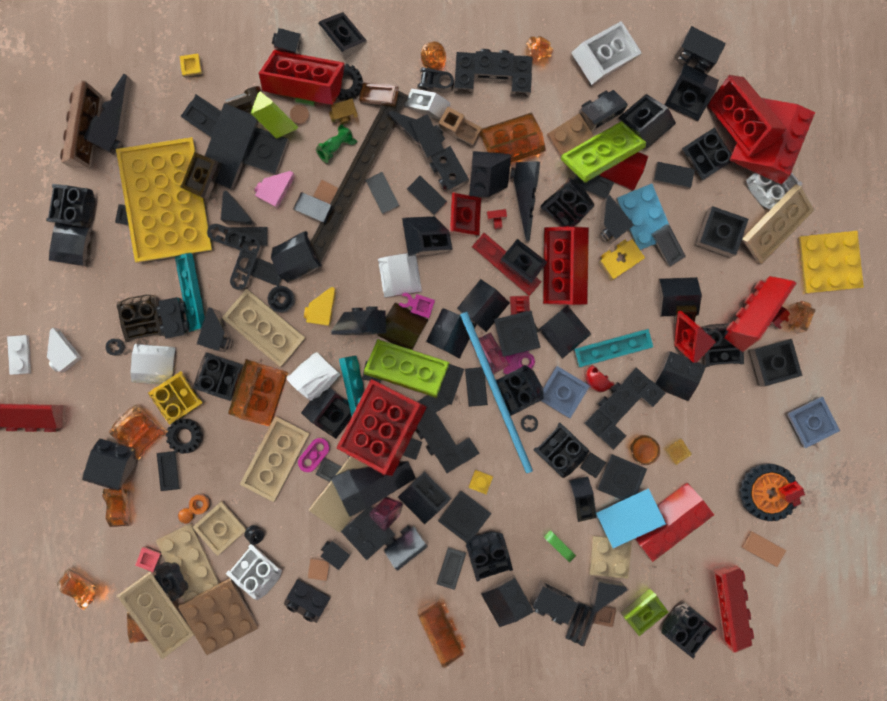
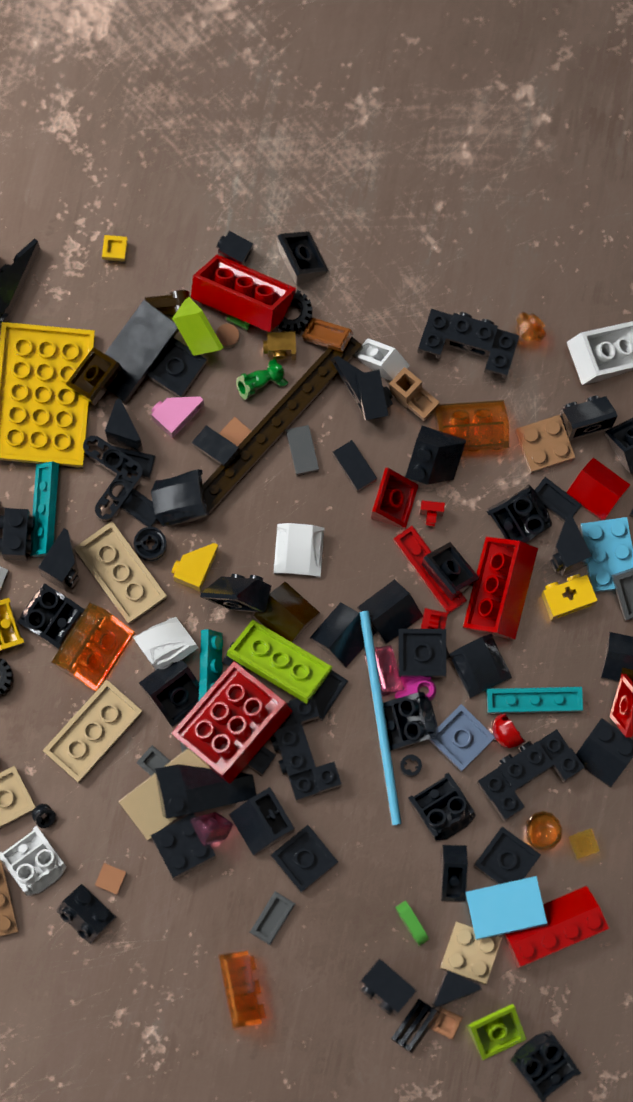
camera: 10 degrees right, 10 degrees down
(201, 115) = (112, 308): black plate -> none
(313, 454) = (140, 738): dark pink plate -> none
(335, 554) = (136, 863): black brick -> none
(405, 547) = (224, 875): black slope -> none
(420, 305) = (314, 592): dark pink plate -> none
(426, 236) = (341, 512): black slope -> none
(433, 55) = (402, 306): clear orange plate -> none
(434, 79) = (396, 334): black piece -> none
(450, 169) = (388, 441): black brick -> none
(476, 387) = (357, 706): black tile -> none
(480, 481) = (334, 821): yellow plate -> none
(488, 555) = (322, 912): black slope -> none
(507, 601) = (330, 975): black slope -> none
(525, 182) = (473, 485): black wedge -> none
(592, 465) = (476, 835): black tile -> none
(603, 151) = (576, 463): lime tile -> none
(733, 608) = (607, 1050): red slope -> none

